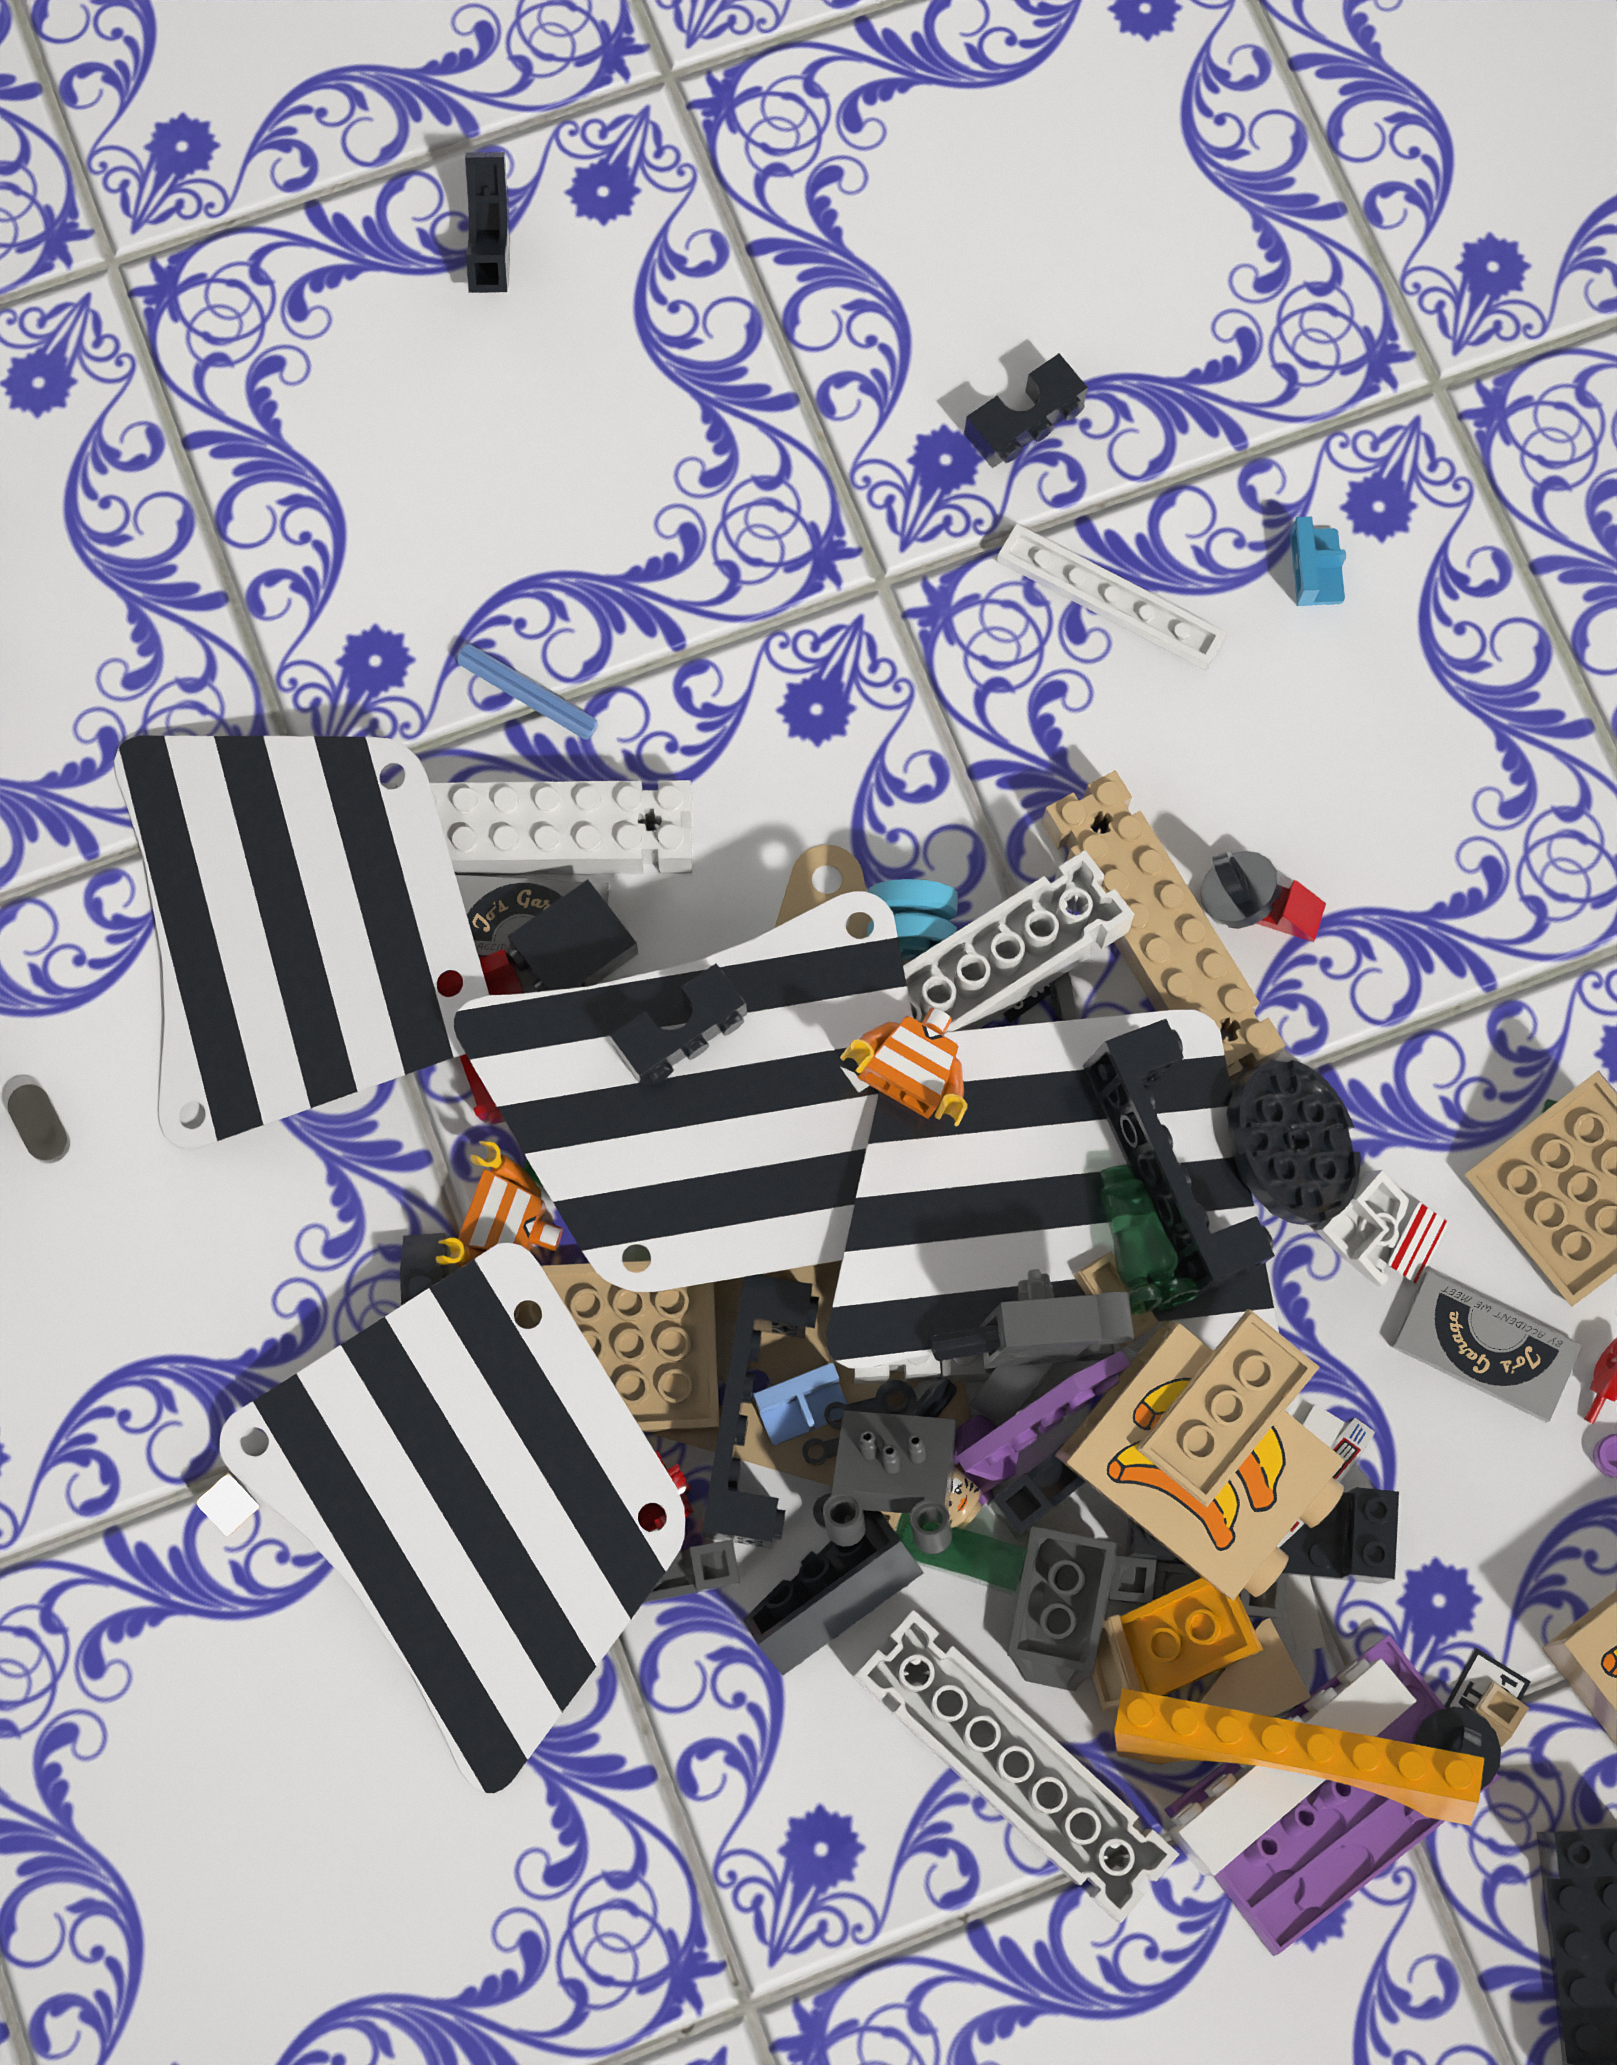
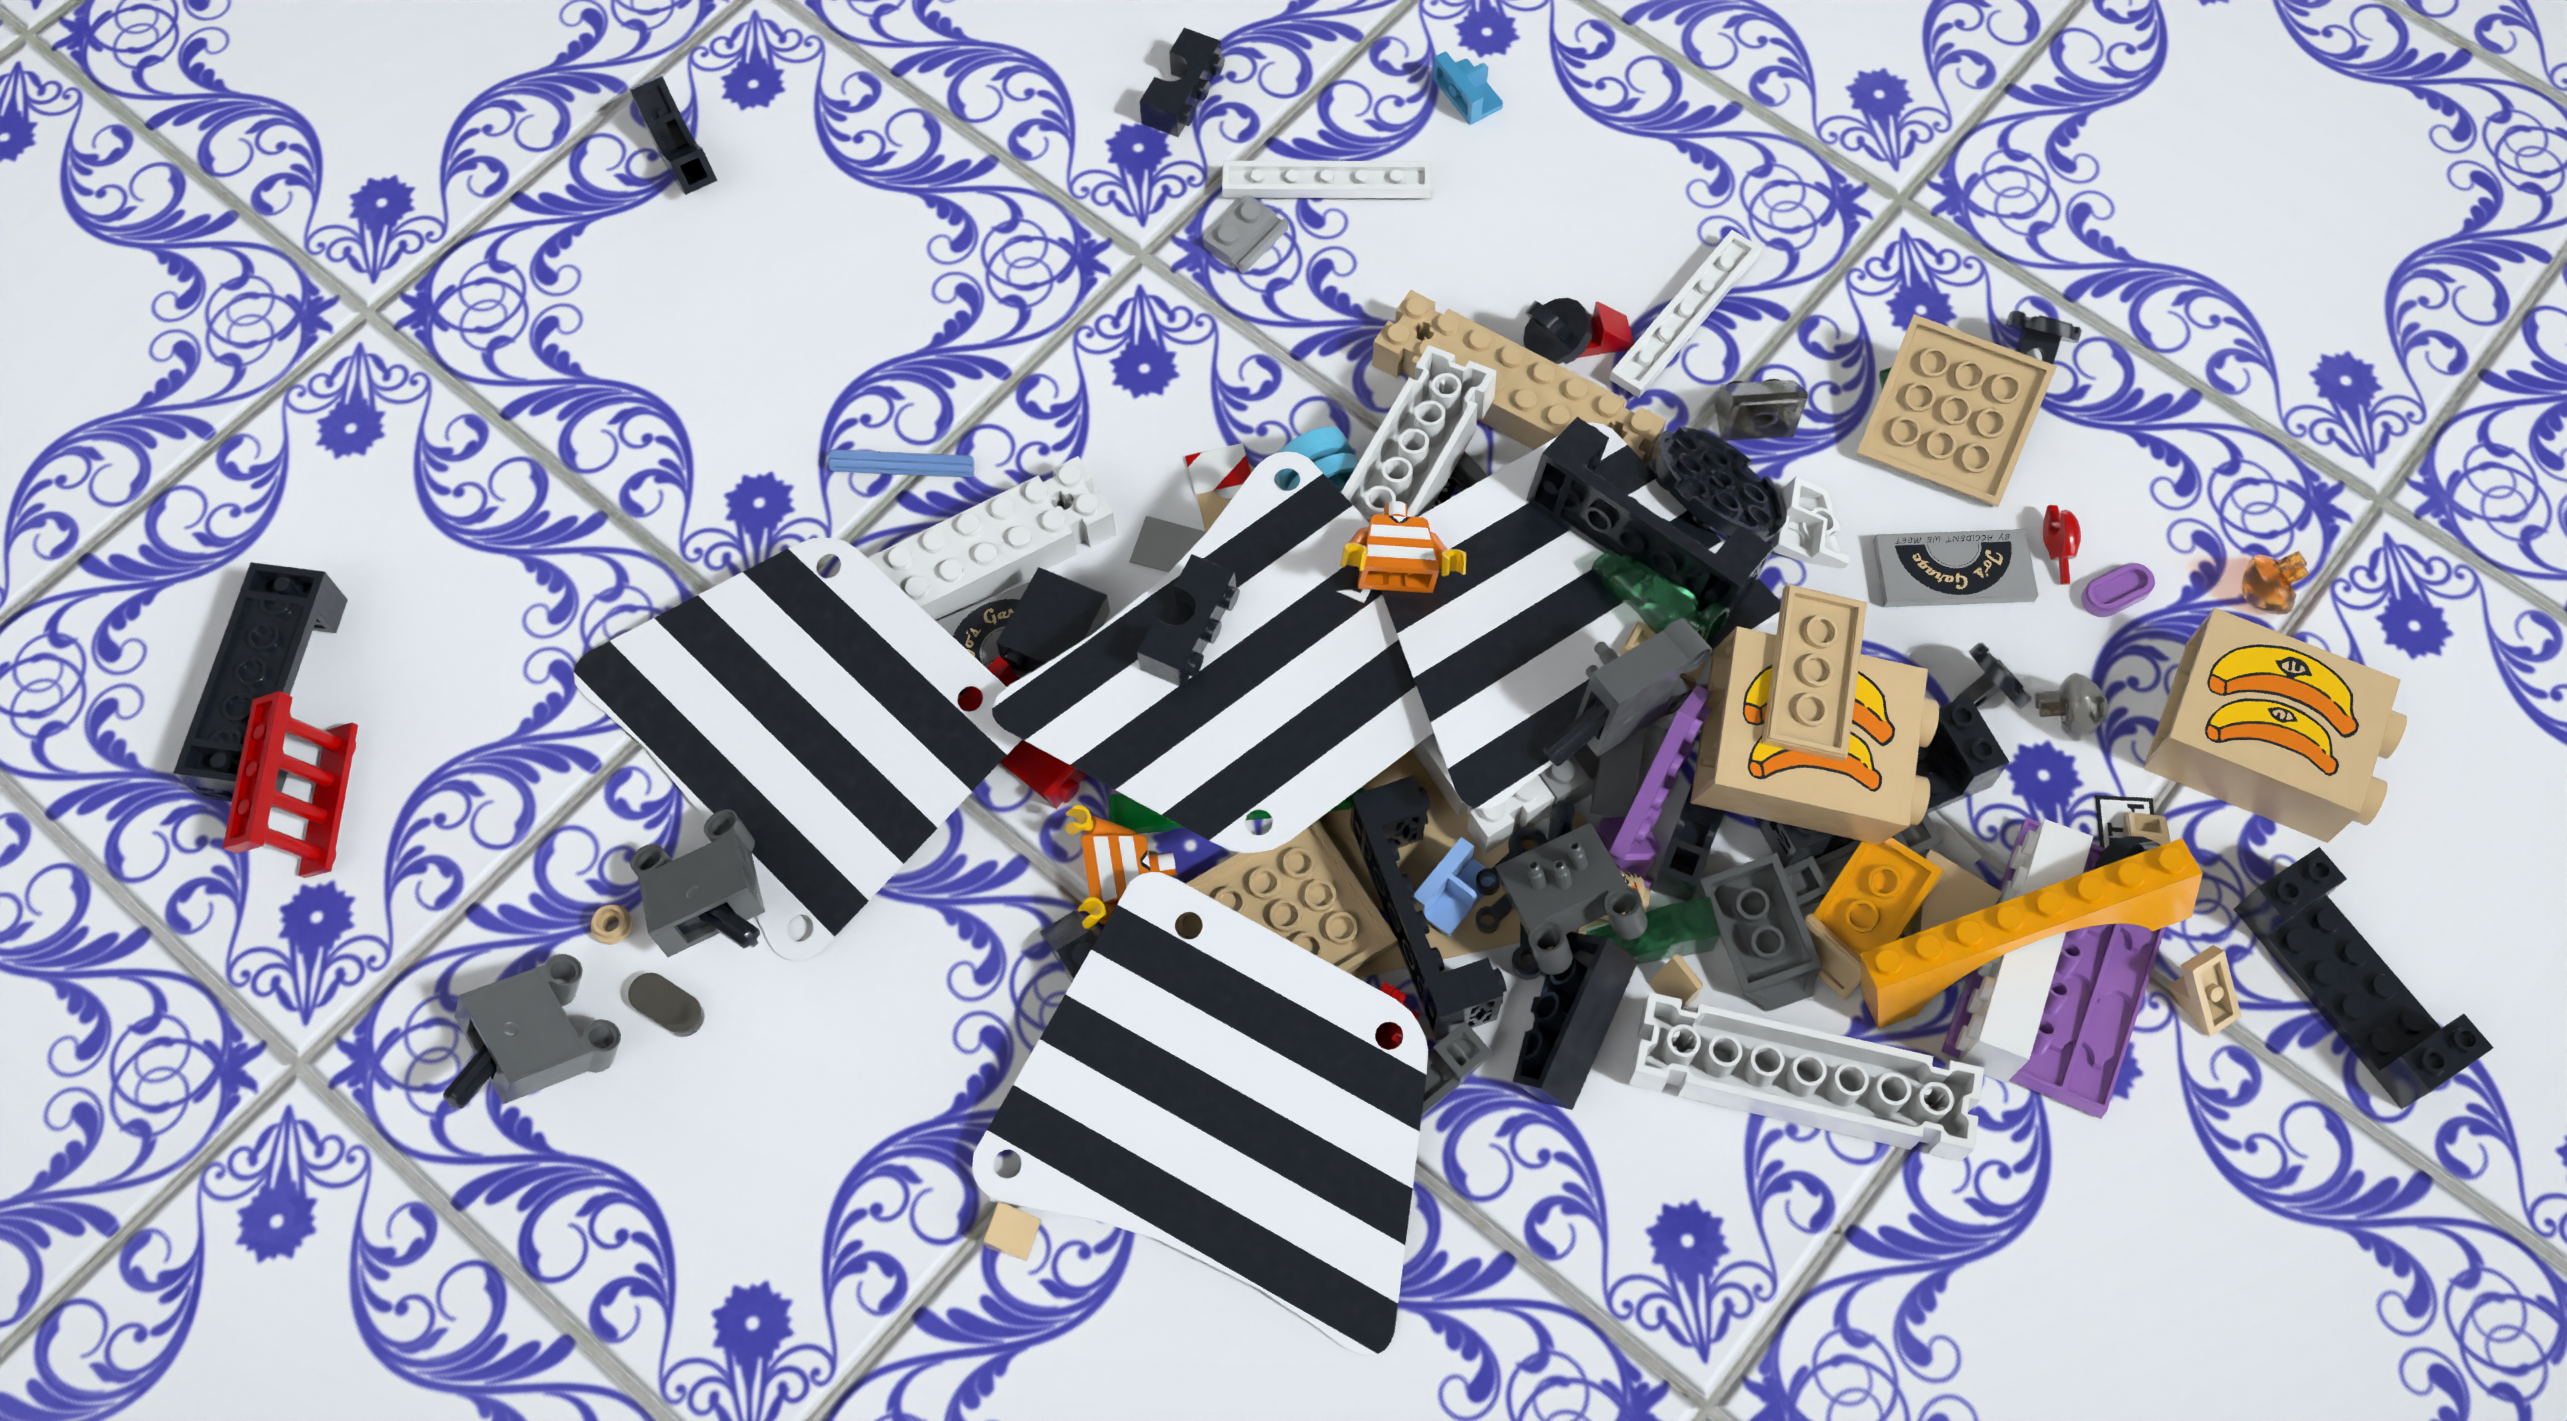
camera: 25 degrees left, 10 degrees down
(23, 1010) = (603, 917): none -> tan plate
(118, 1040) = (702, 891): none -> dark grey piece
(734, 911) = (1163, 543): none -> light grey sticker
(827, 856) = (1218, 468): none -> white sticker
(952, 1610) = (1677, 981): none -> tan slope
(996, 614) = (1245, 234): none -> light grey plate
(1386, 933) = (1684, 313): none -> white plate
(1393, 1076) = (1759, 409): none -> clear smoke slope
(1418, 1243) = (1854, 520): white sticker -> none
(1447, 1484) = (1995, 678): none -> black tile
(1450, 1899) = (2207, 991): none -> tan slope
(1513, 1552) = (2077, 703): none -> clear smoke piece

